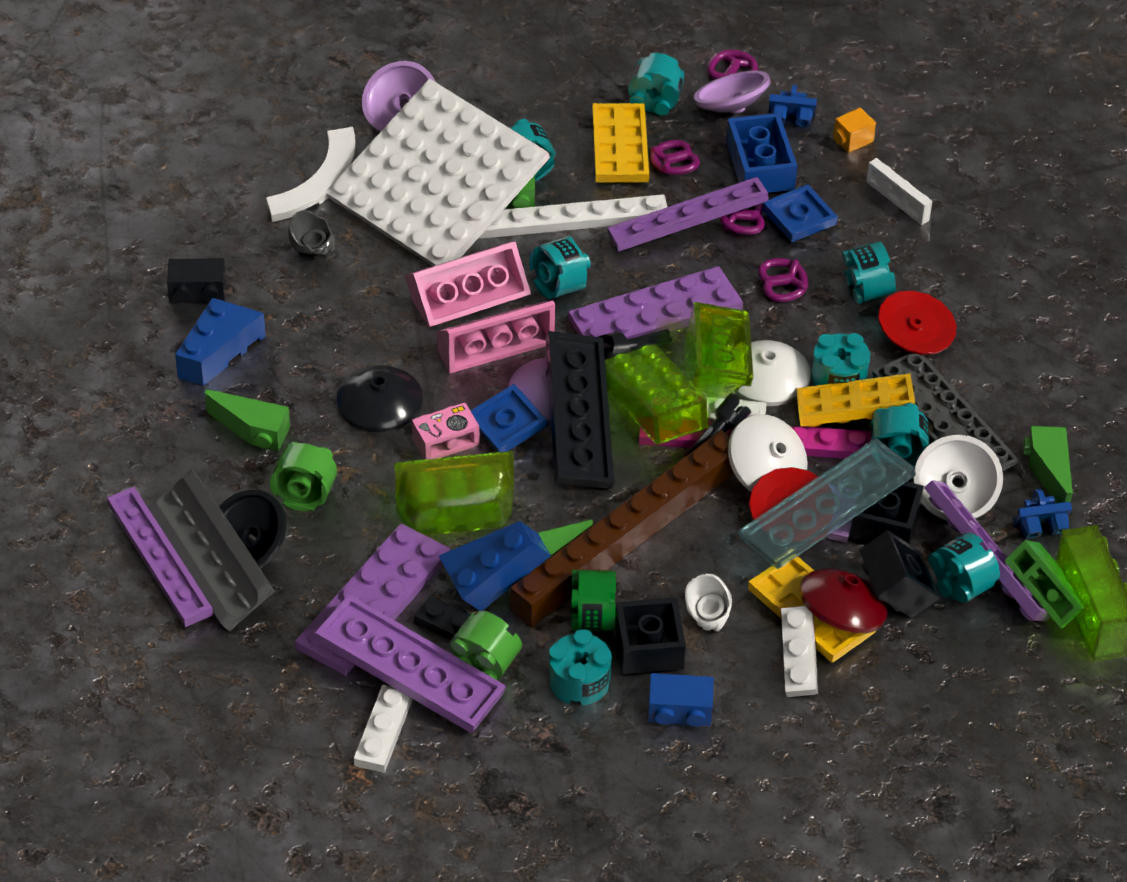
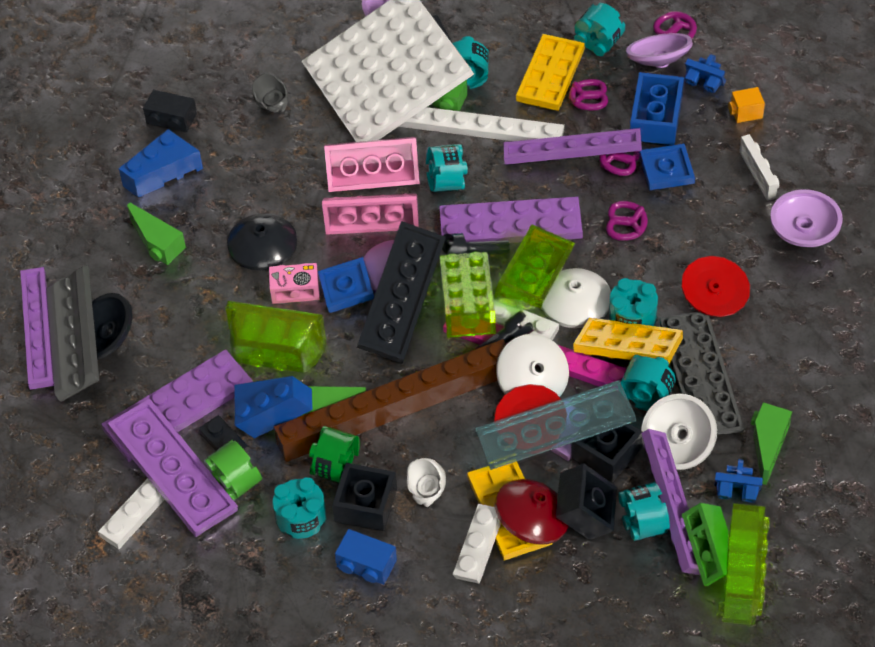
camera: 25 degrees right, 5 degrees up
(303, 476) = (167, 292): bright green brick -> none
(314, 190) = (332, 26): white tile -> none
(868, 272) = (693, 232): teal brick -> none
(979, 230) = (806, 218): none -> lavender dish

